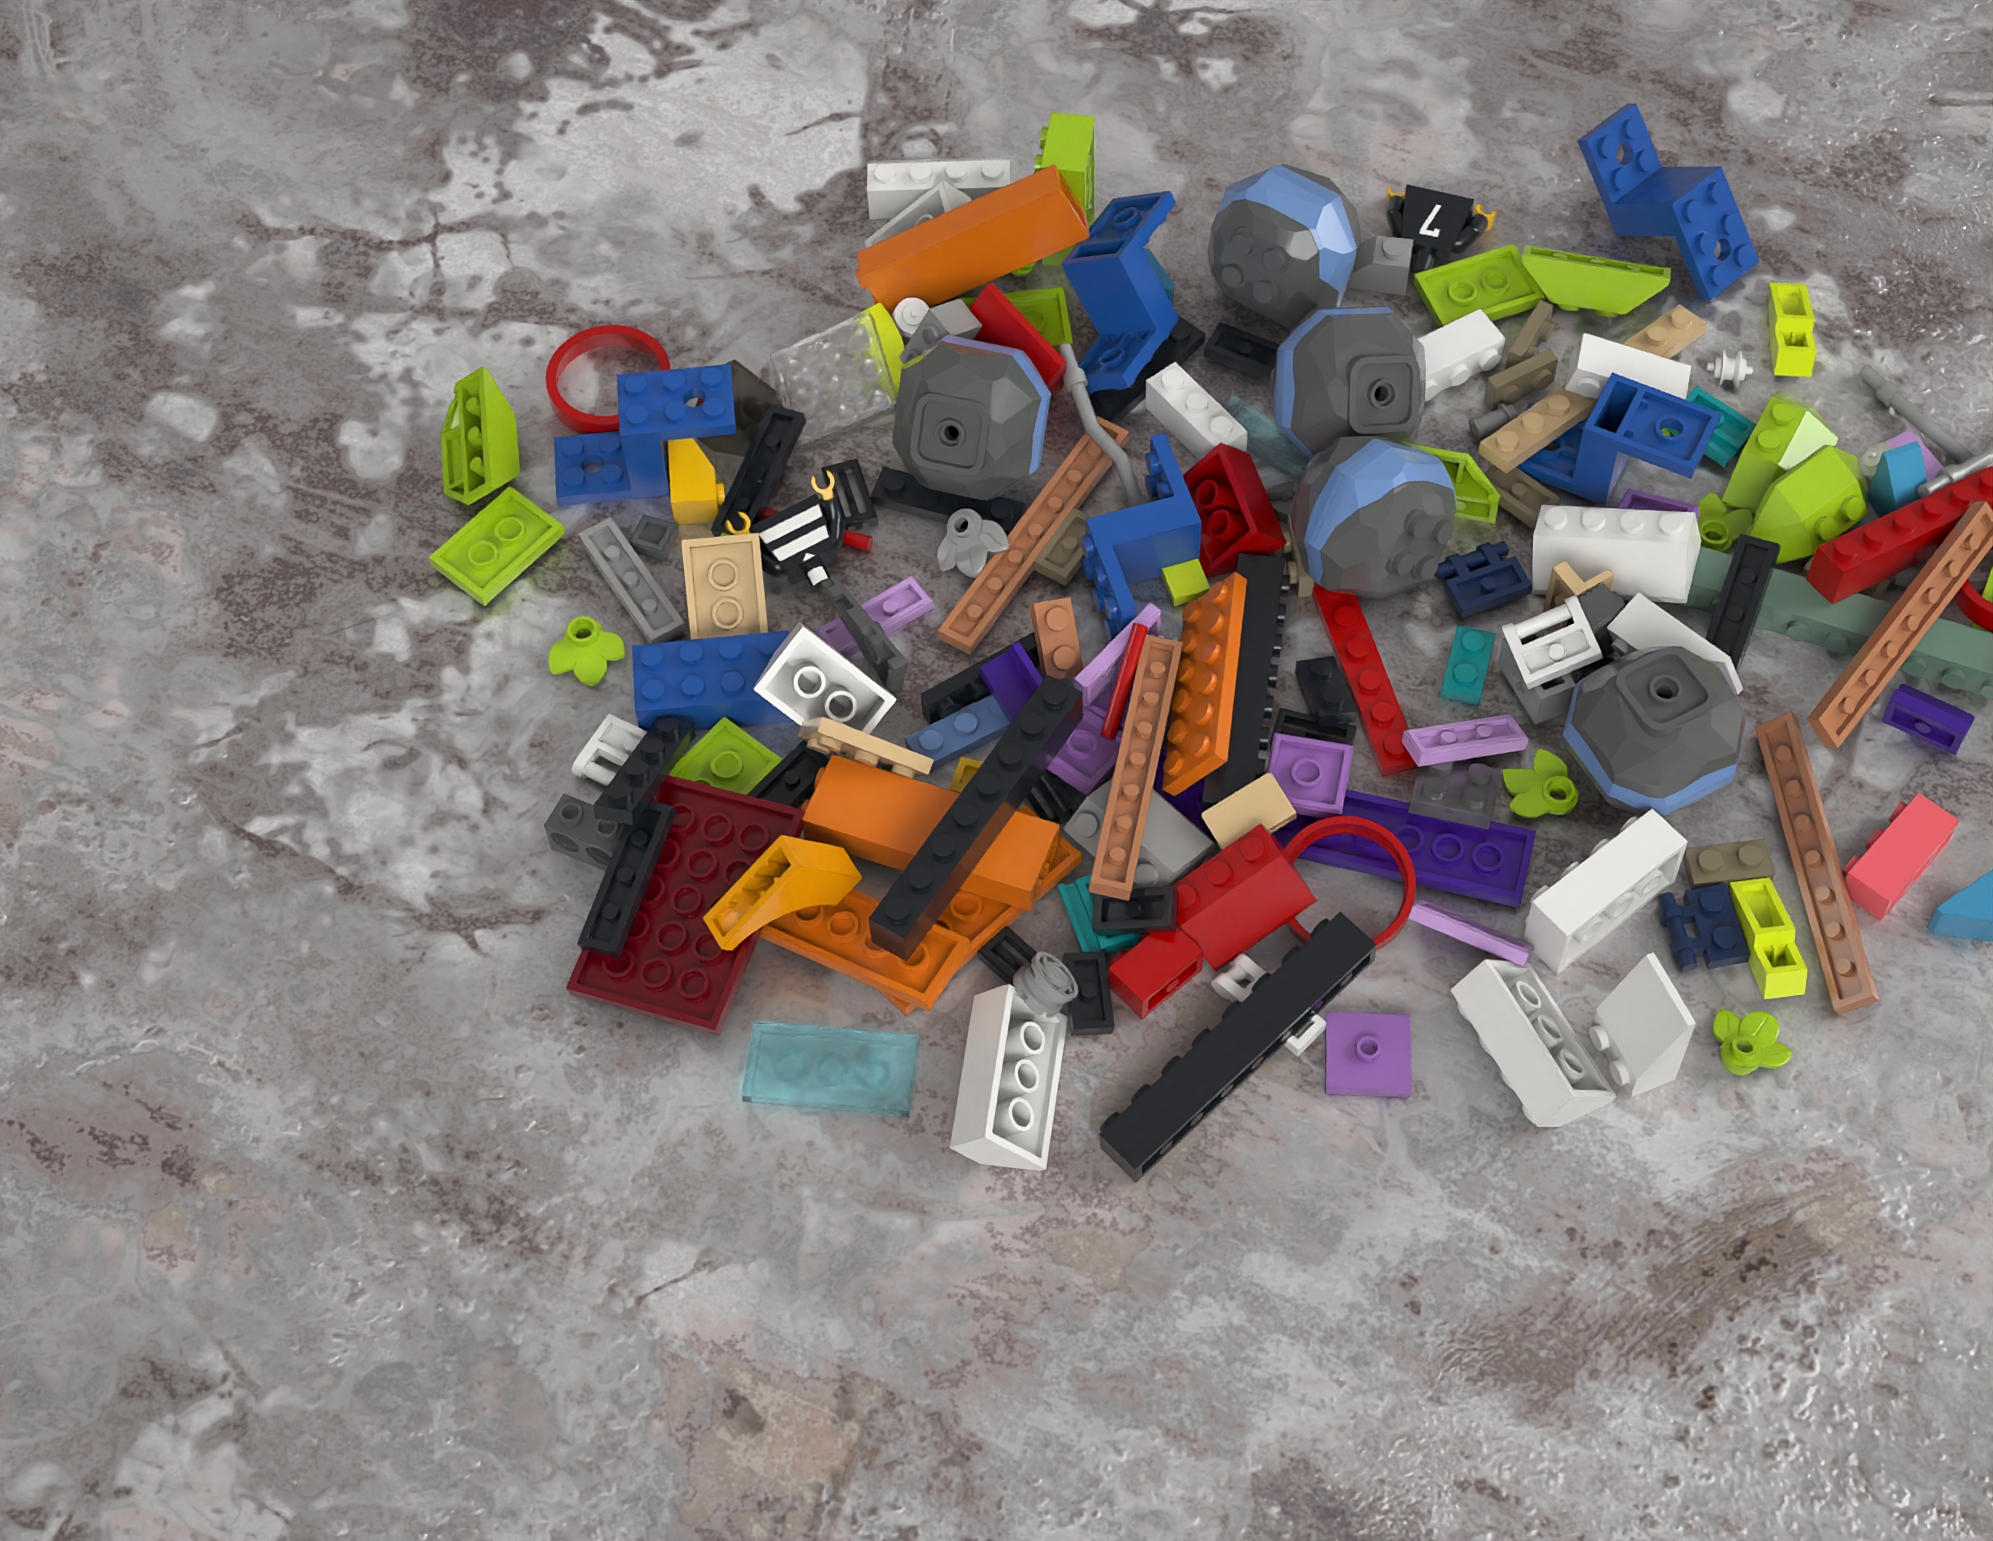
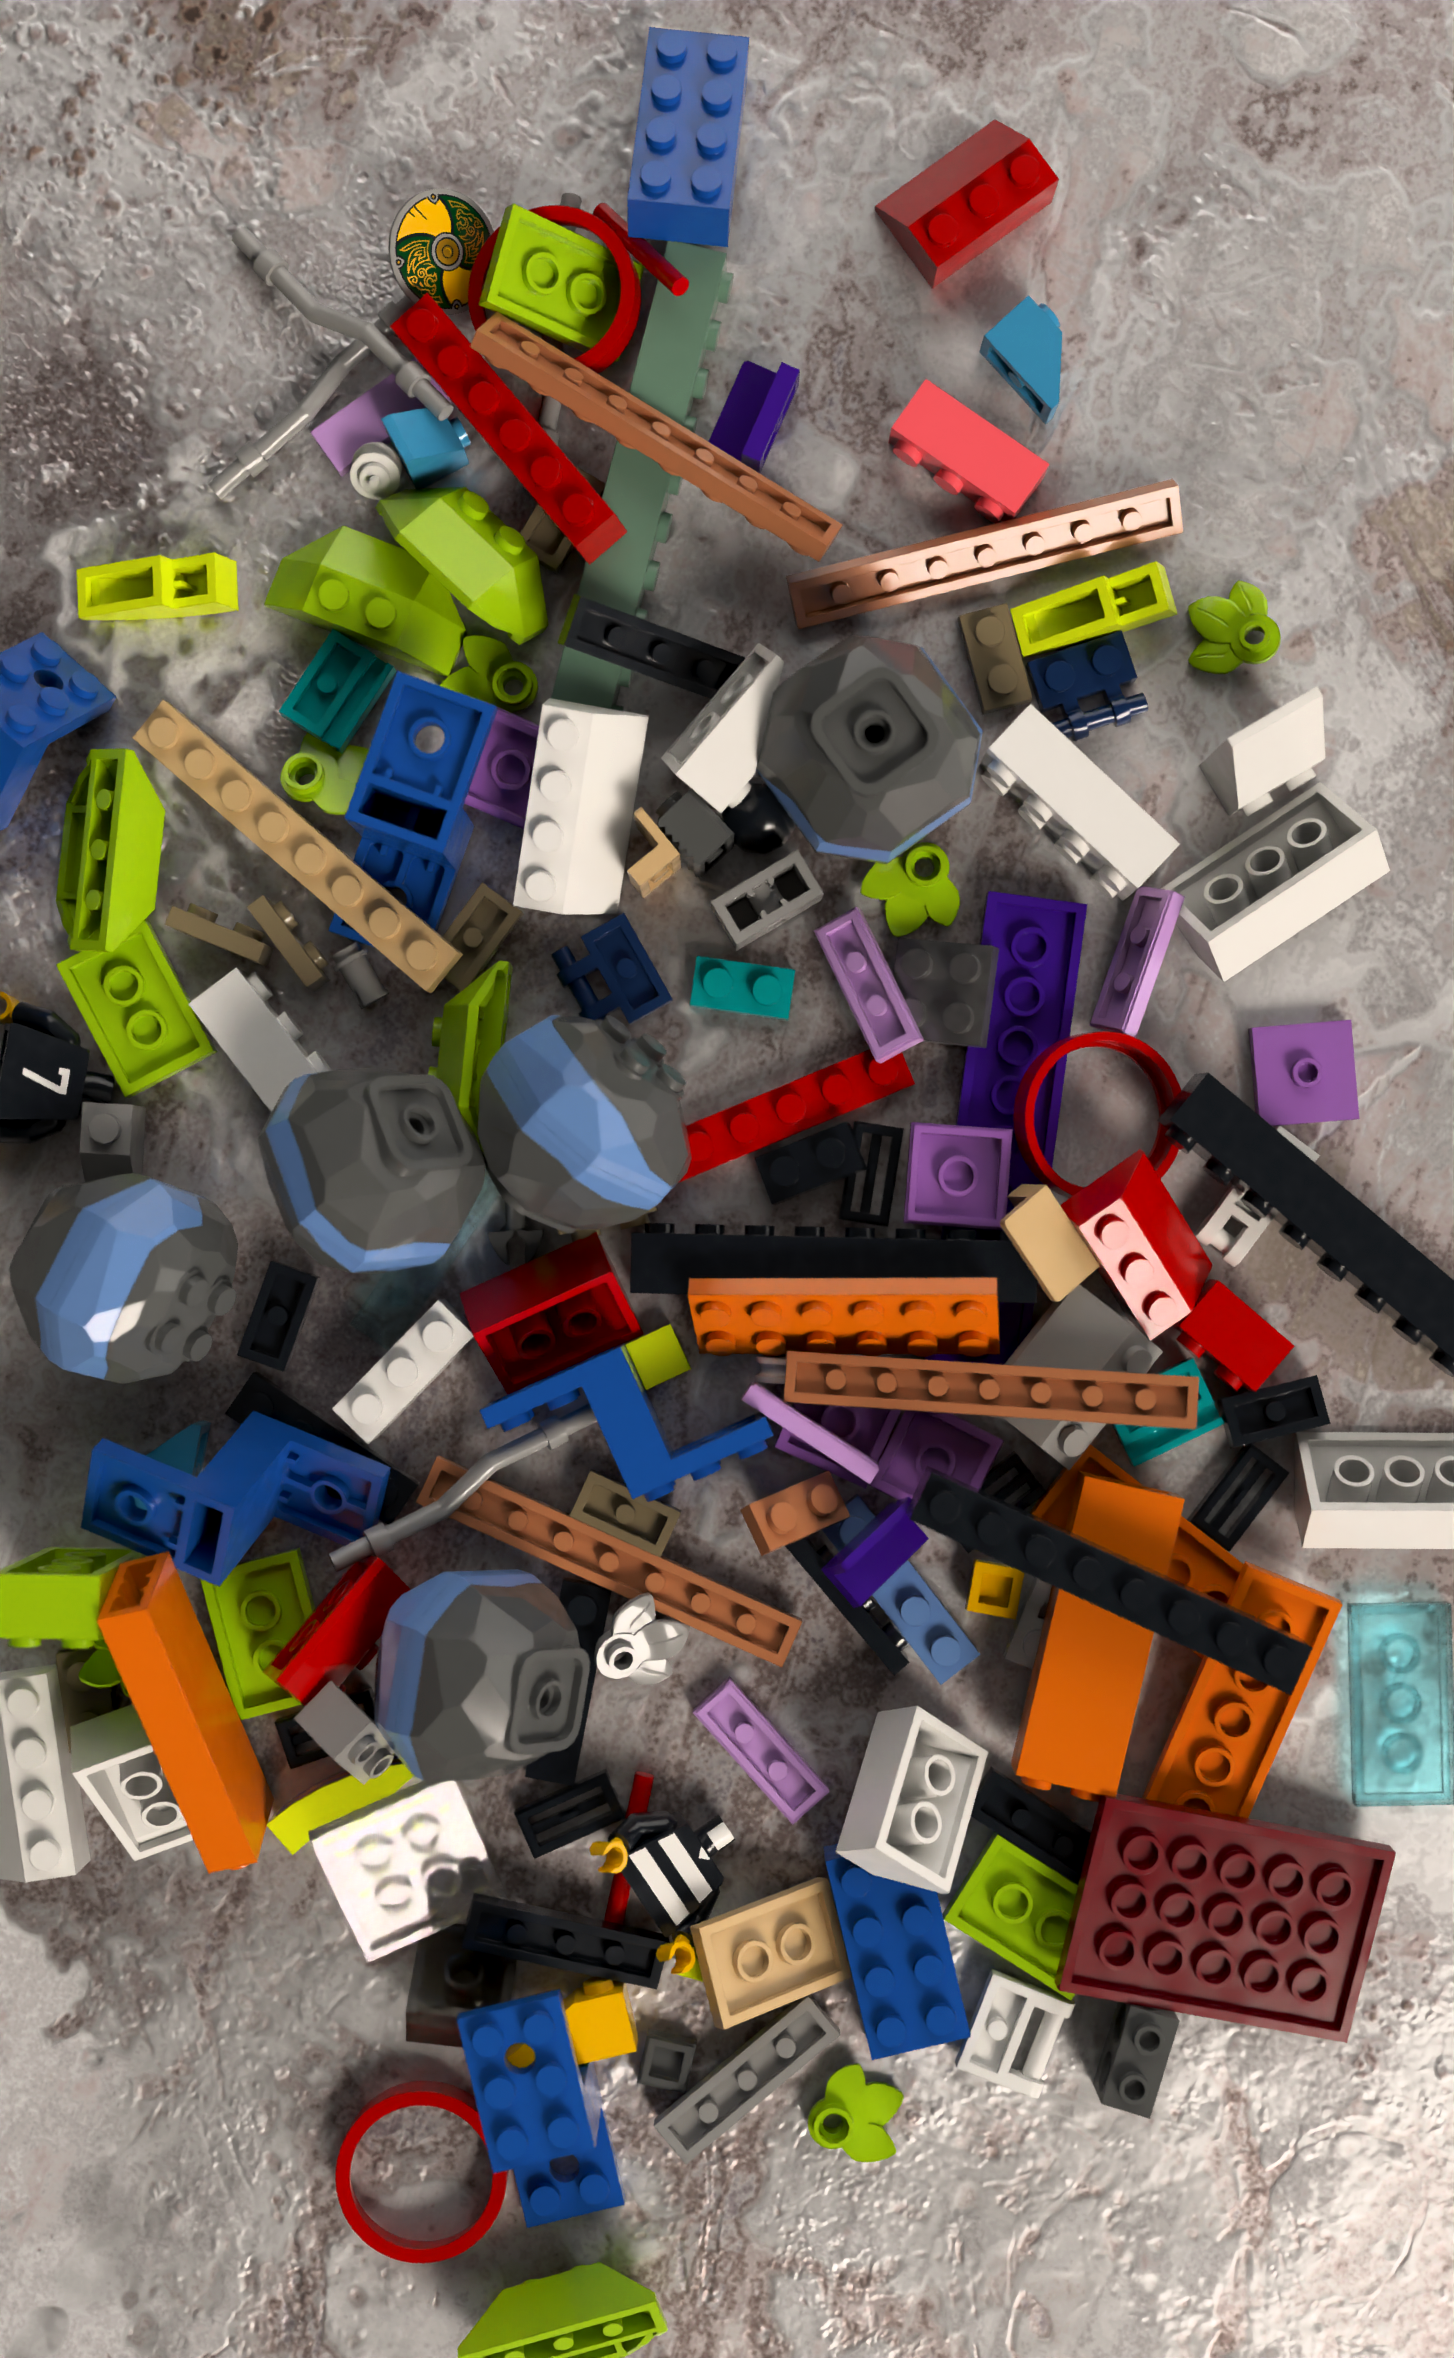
camera: 100 degrees left, 30 degrees up
(497, 545) = (710, 2267): lime plate -> none
(626, 881) = (1216, 2000): black plate -> none
(644, 771) = (1068, 2008): black plate -> none
(783, 880) = (1226, 1802): light orange arch -> none
(861, 747) = (1003, 1735): tan plate -> none
(869, 636) = (810, 1756): dark grey wing -> none
(909, 315) = (284, 1777): white wheel -> none
(1045, 984) = (1292, 1465): light grey wheel -> none
(1124, 681) = (857, 1419): red bar -> none
(1145, 912) = (1187, 1350): black plate -> none
(1556, 652) = (773, 877): white plate -> none
(1597, 358) = (304, 800): white brick -> none
(1729, 368) = (238, 668): white wheel -> none

